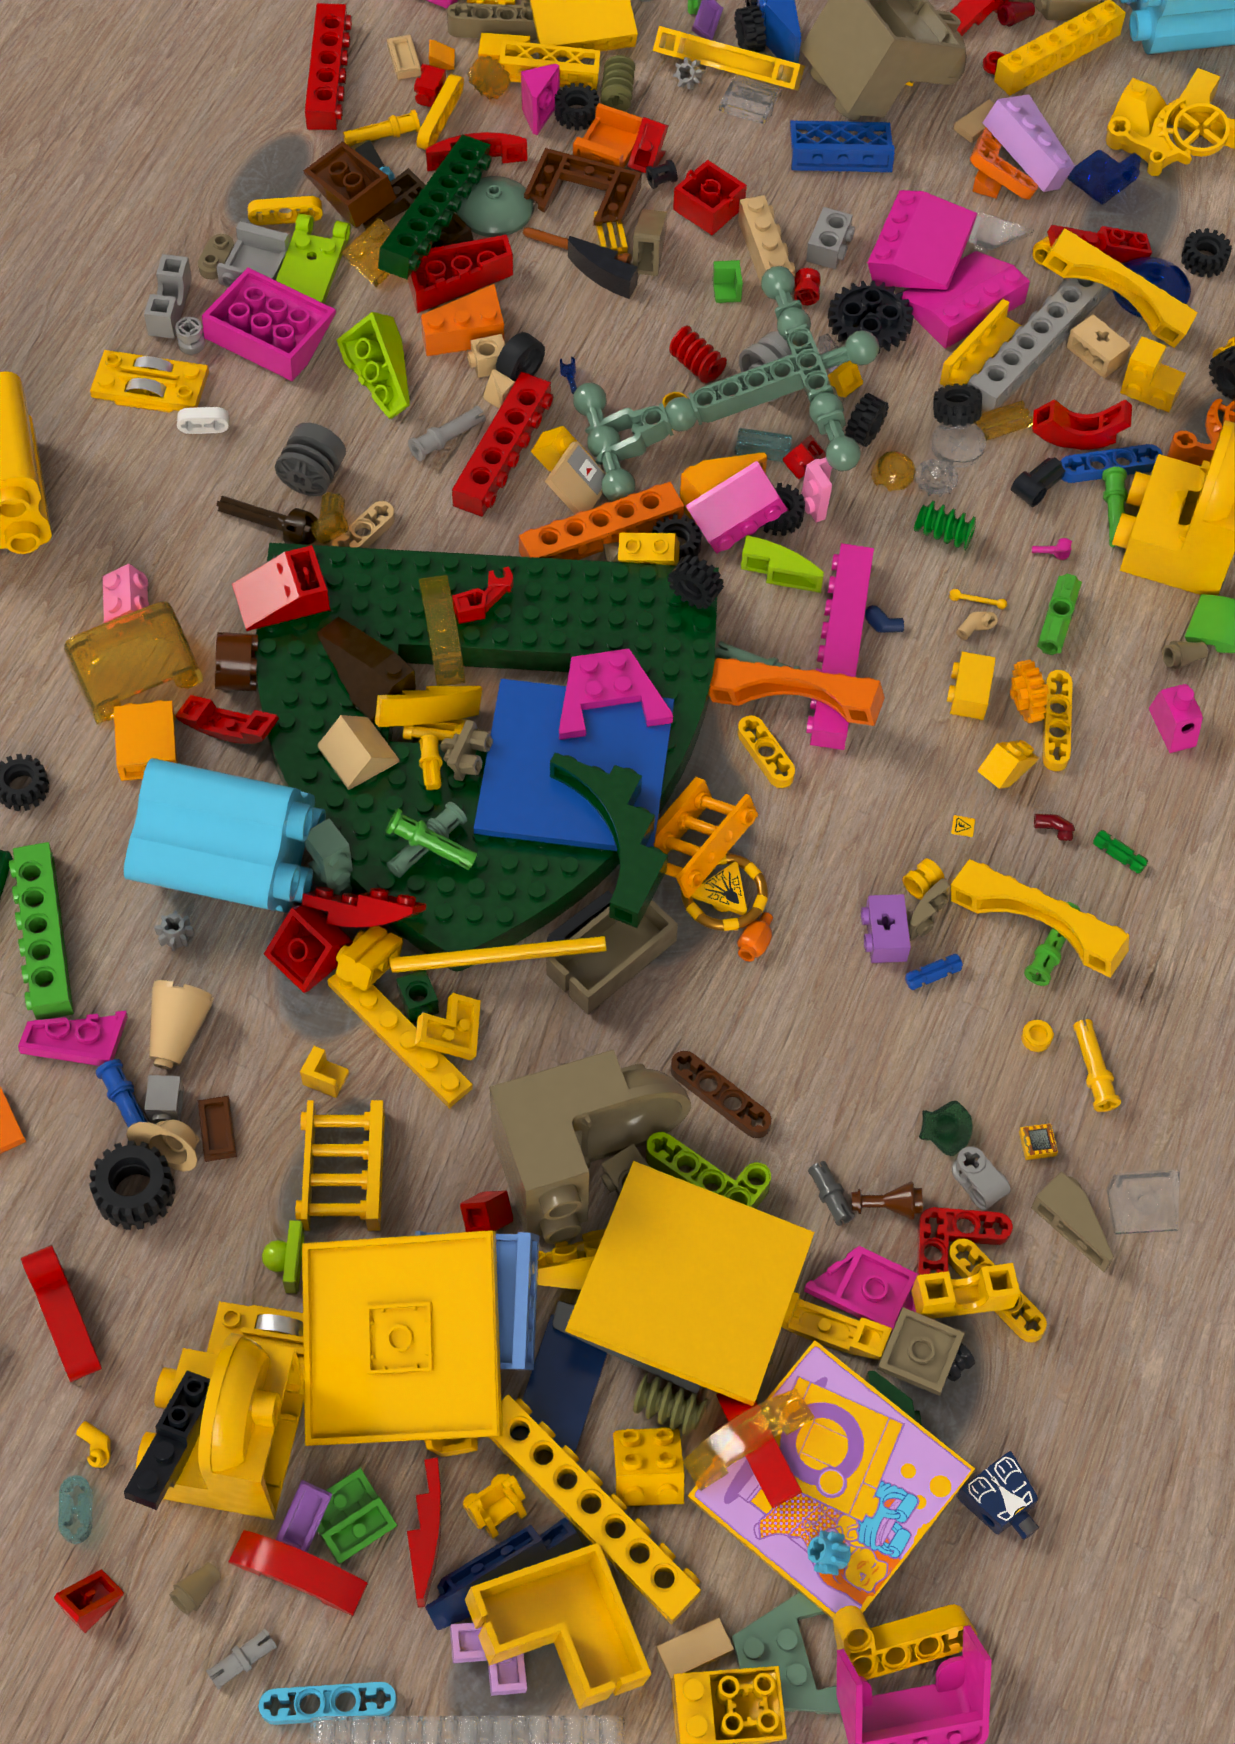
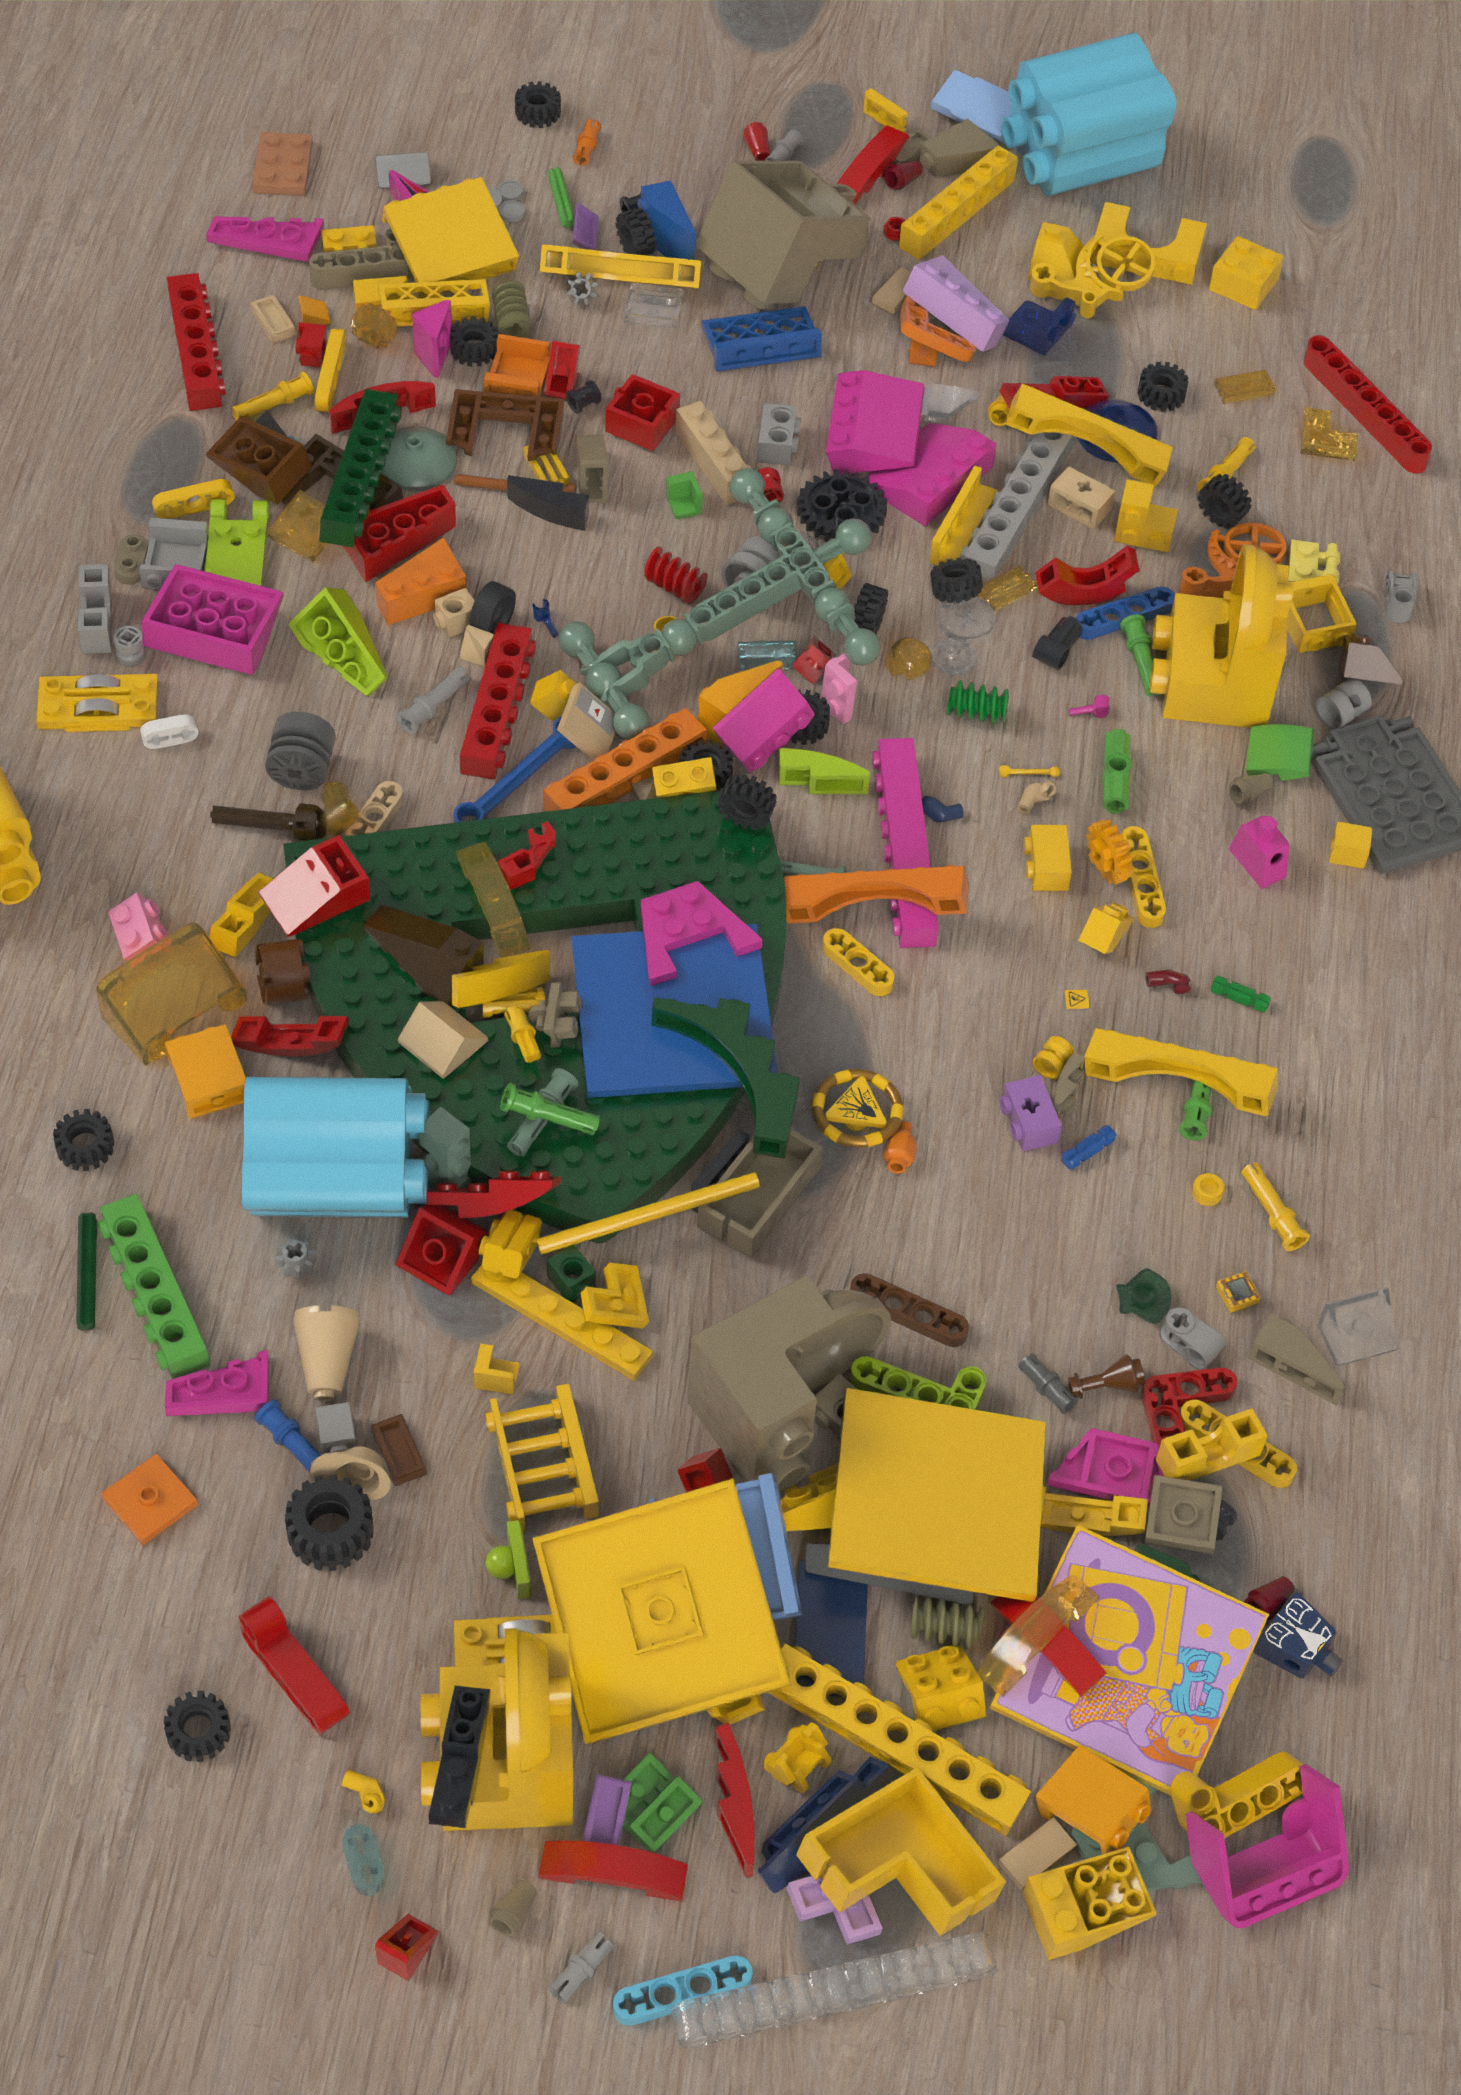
camera: 15 degrees left, 5 degrees down
(215, 606) = (242, 917): none -> yellow slope
(496, 520) = (515, 777): none -> blue piece
(683, 816) = (794, 1041): light orange fence -> none
(760, 1612) = (1095, 1799): none -> light orange panel
(829, 1552) = (1149, 1725): medium azure gear -> none
(985, 1449) = (1271, 1596): none -> dark red cone

